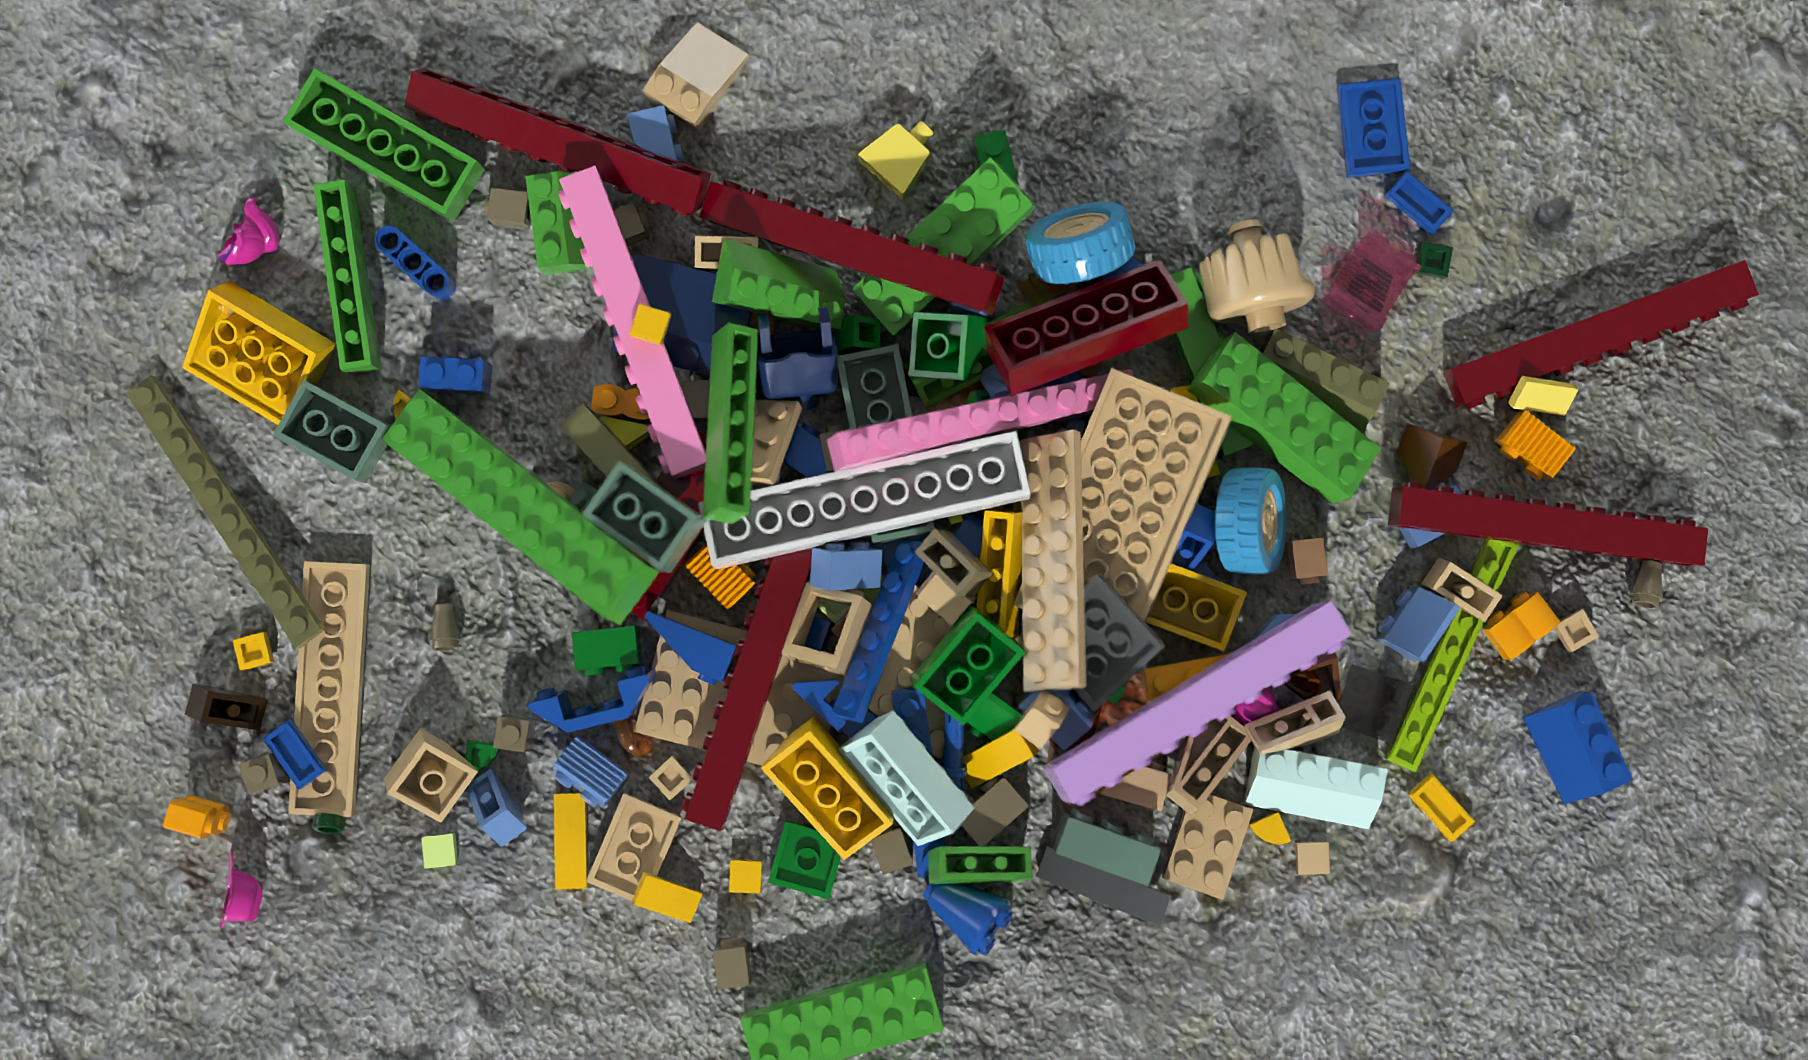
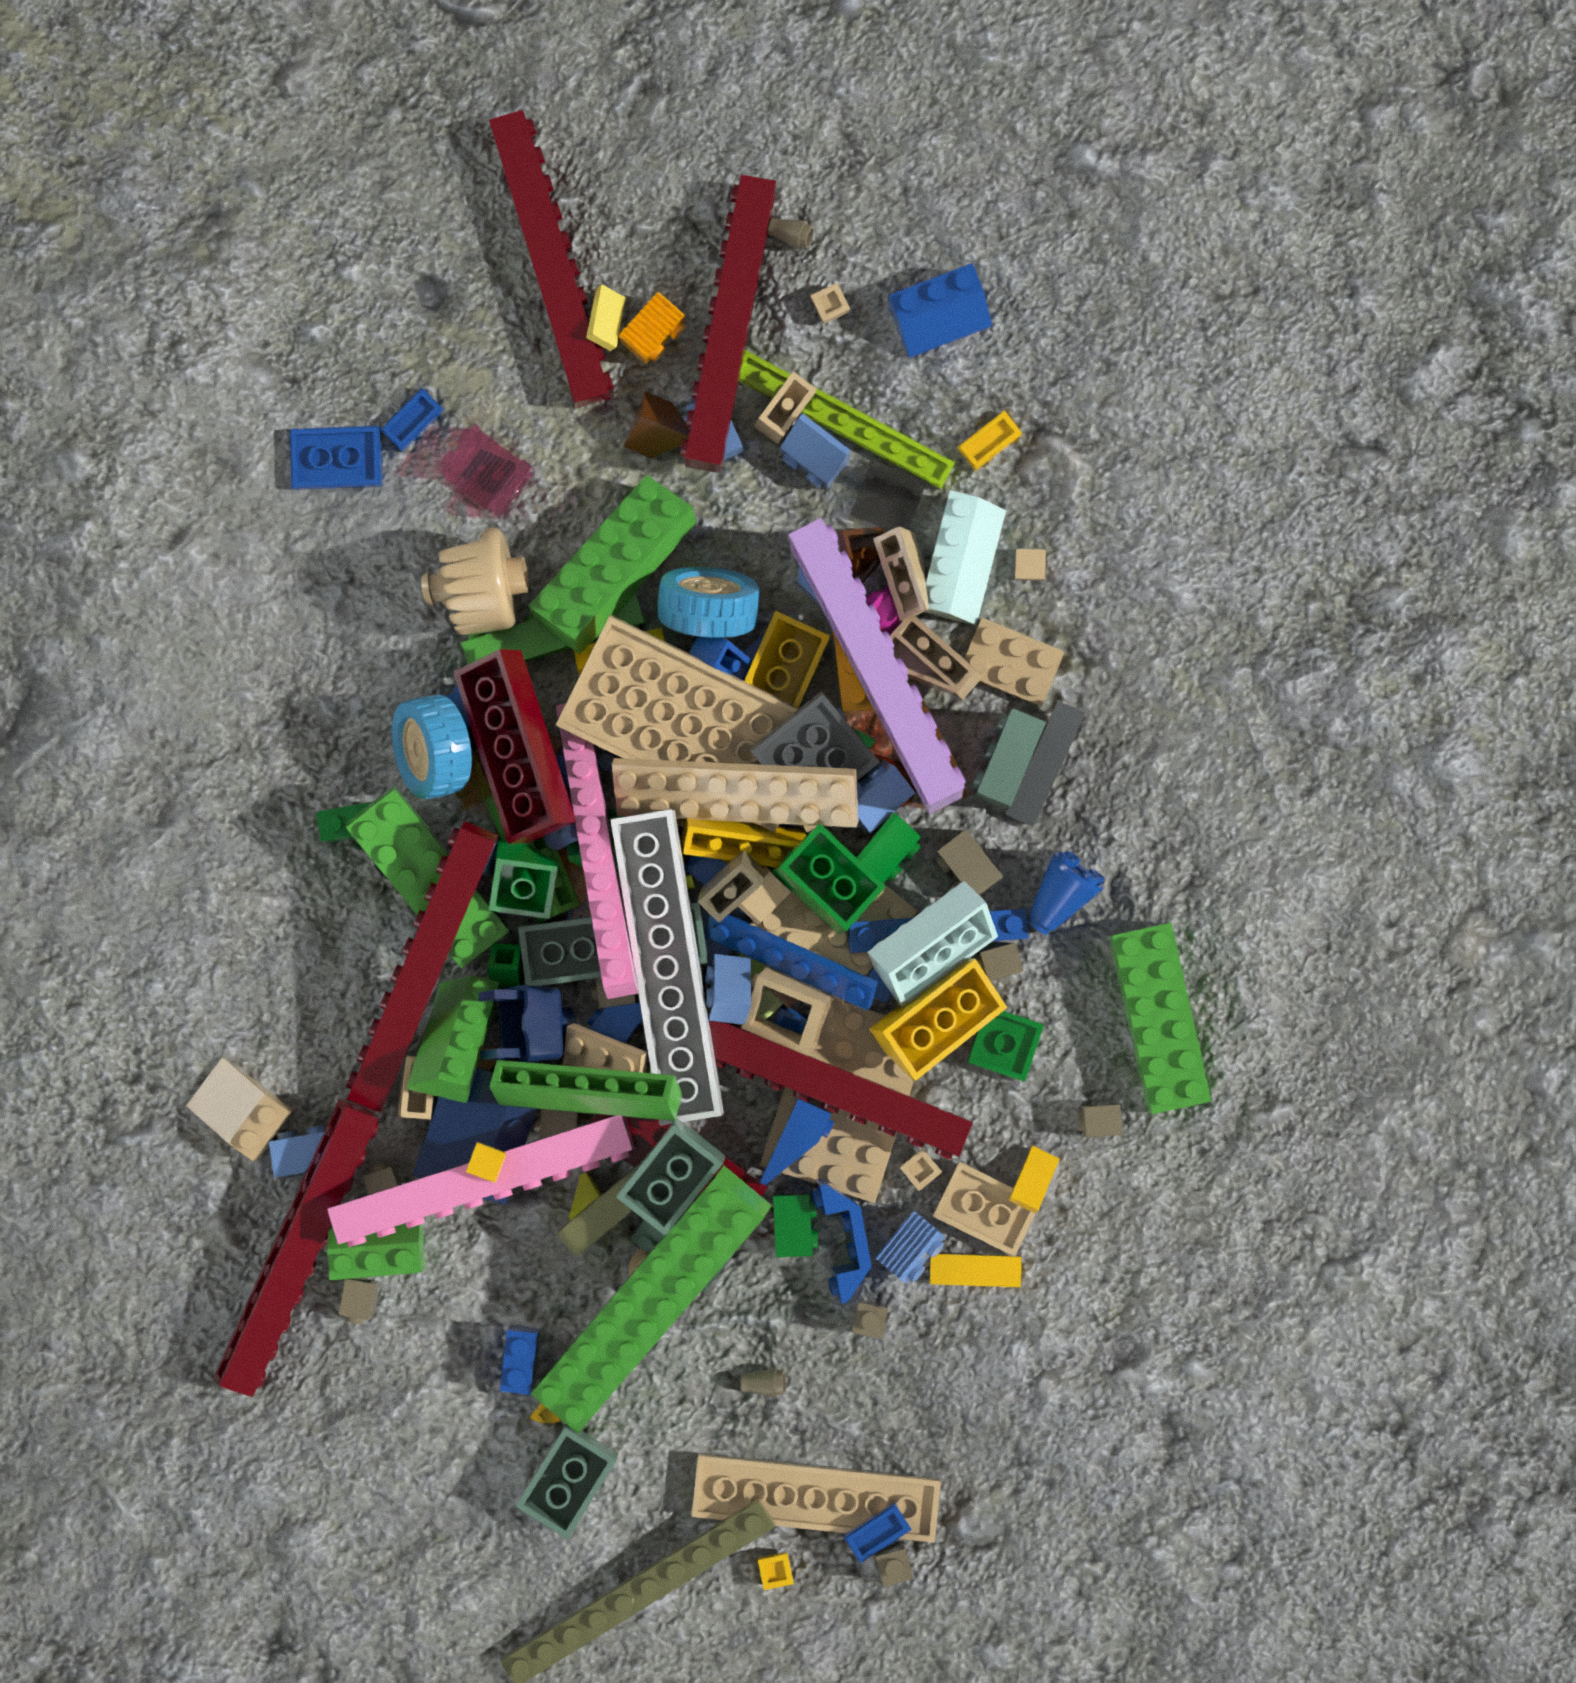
camera: 90 degrees left, 0 degrees up
(197, 816) = (932, 1629): light orange brick -> none
(225, 707) = (828, 1600): dark brown slope -> none
(242, 896) = (1009, 1592): dark pink piece -> none
(252, 237) = (370, 1556): dark pink hair -> none
(254, 350) = (484, 1556): yellow slope -> none
(328, 823) = (945, 1503): dark green tile -> none
(347, 277) = (416, 1461): bright green brick -> none
(383, 145) = (288, 1419): bright green brick -> none
(405, 252) = (393, 1401): blue beam -> none
(429, 776) = (905, 1402): tan slope -> none
(439, 850) = (977, 1397): yellowish green tile -> none
(480, 753) = (888, 1354): green tile -> none
(495, 808) = (940, 1340): medium blue slope -> none
(617, 403) = (557, 1202): light orange brick -> none
(629, 742) = (884, 1208): clear orange arm -> none
(727, 583) = (738, 1106): light orange brick -> none
(745, 876) = (1018, 1103): yellow tile -> none
(815, 693) = (848, 1026): blue slope -> none
(898, 157) = (334, 916): light yellow torso -> none
(953, 752) = (909, 897): blue pin -> none
(979, 865) = (1018, 879): bright green brick -> none
(997, 757) = (917, 856): yellow tile -> none
(1042, 718) = (883, 811): tan brick -> none
(1143, 787) = (953, 720): tan slope -> none
(1271, 829) = (1001, 601): yellow tile -> none
(1307, 560) = (748, 550): light nougat brick -> none
(1337, 383) = (581, 513): olive slope -> none
(1434, 259) = (468, 409): dark green tile -> none
(1520, 624) = (821, 354): light orange brick -> none

